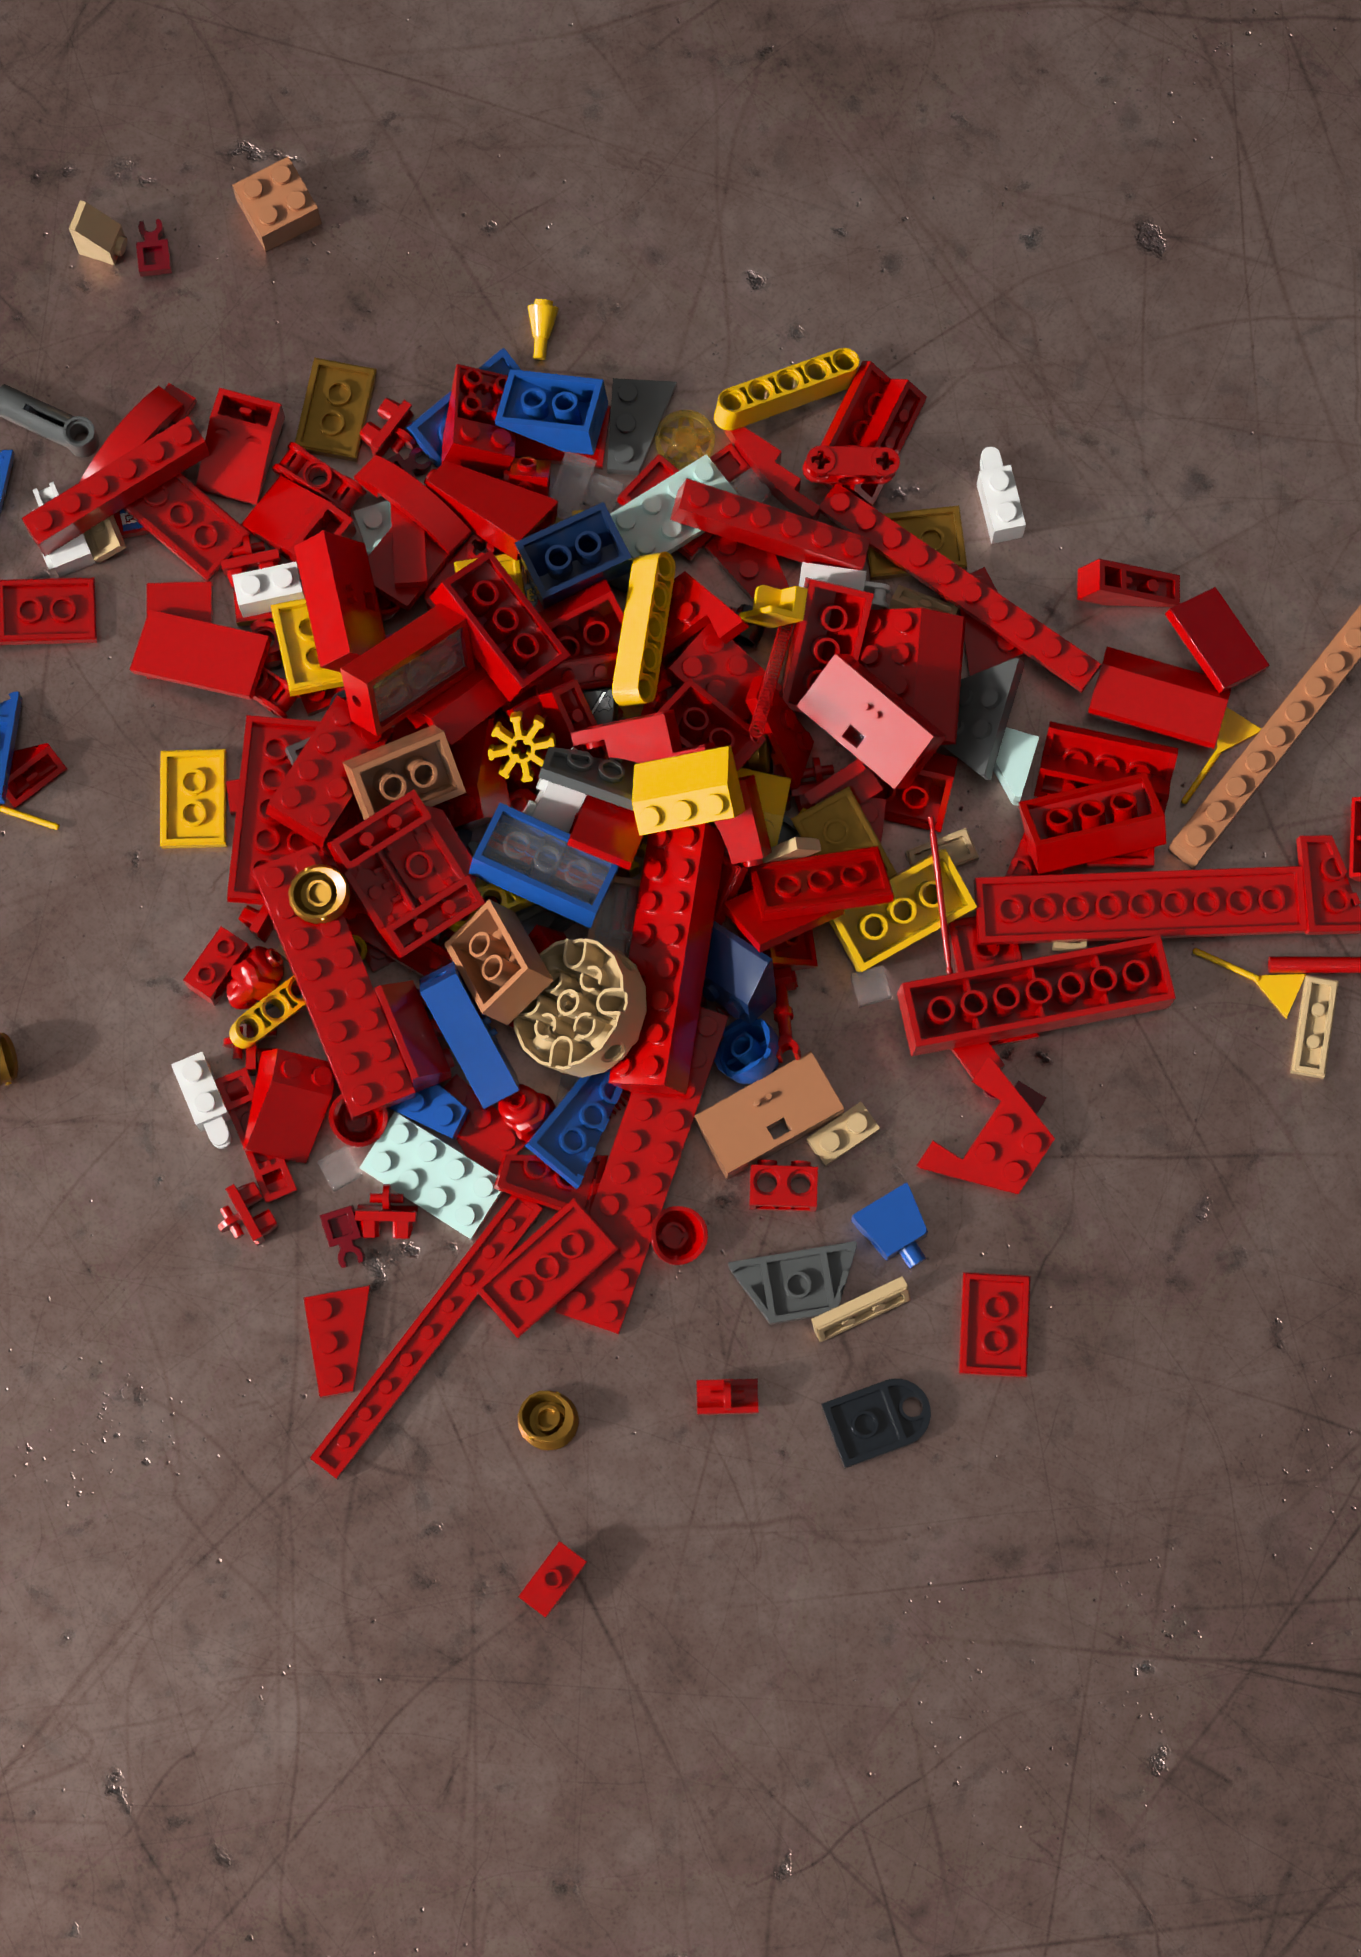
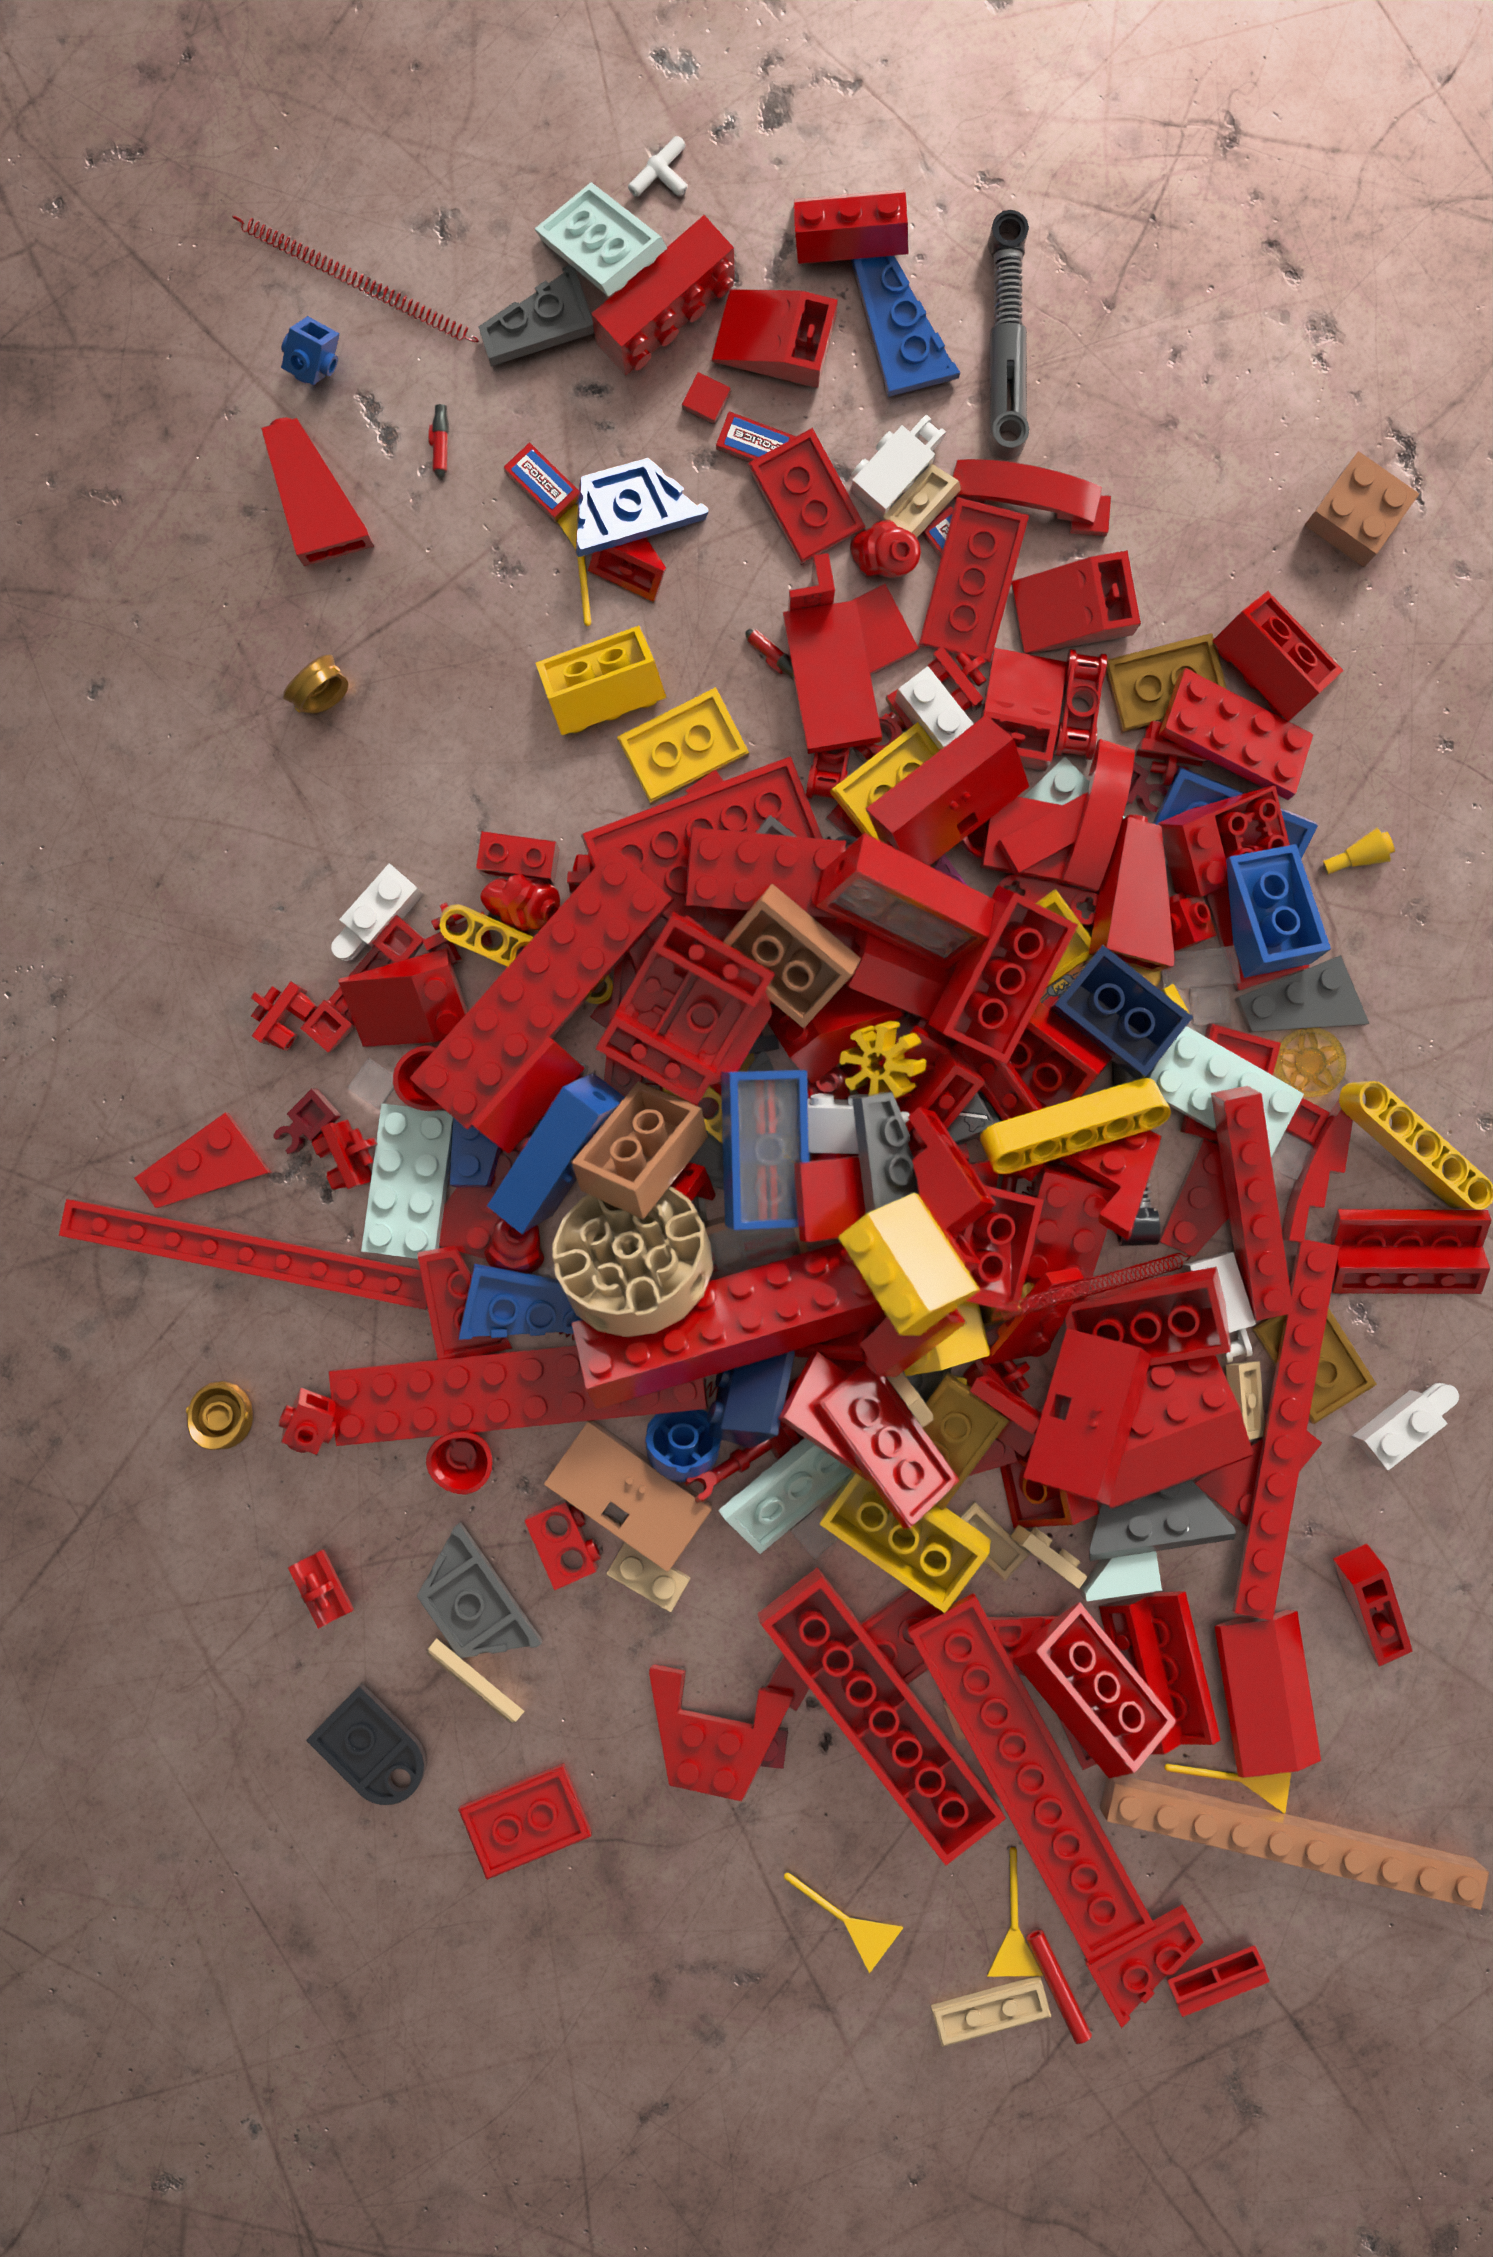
camera: 65 degrees right, 10 degrees up
(97, 234) = (1235, 338): tan slope -> none
(109, 835) = (601, 680): none -> yellow slope
(116, 486) = (966, 497): red brick -> none
(121, 569) = (885, 550): none -> red head
(123, 628) = (822, 590): none -> red panel
(153, 253) = (1245, 409): dark red plate -> none
(160, 694) = (774, 656): none -> red piece
(319, 894) = (618, 930): pearl gold piece -> none
(358, 317) = (1277, 656): none -> red slope
(402, 374) = (1236, 734): none -> red plate
(546, 1268) = (363, 1344): red tile -> none
(553, 1579) = (54, 1501): red brick -> none
(588, 1343) = (308, 1422): none -> red brick
(776, 606) = (1169, 1254): yellow panel -> none
(826, 986) = (784, 1494): none -> light aqua plate
(851, 465) = (1364, 1255): red piece -> none
(894, 1226) = (576, 1675): blue torso -> none
(940, 895) = (937, 1571): red piece -> none
(982, 807) = (1062, 1563): none -> tan plate
(1213, 1096) = (869, 1937): none -> yellow piece
(1217, 640) = (1359, 1726): red tile -> none

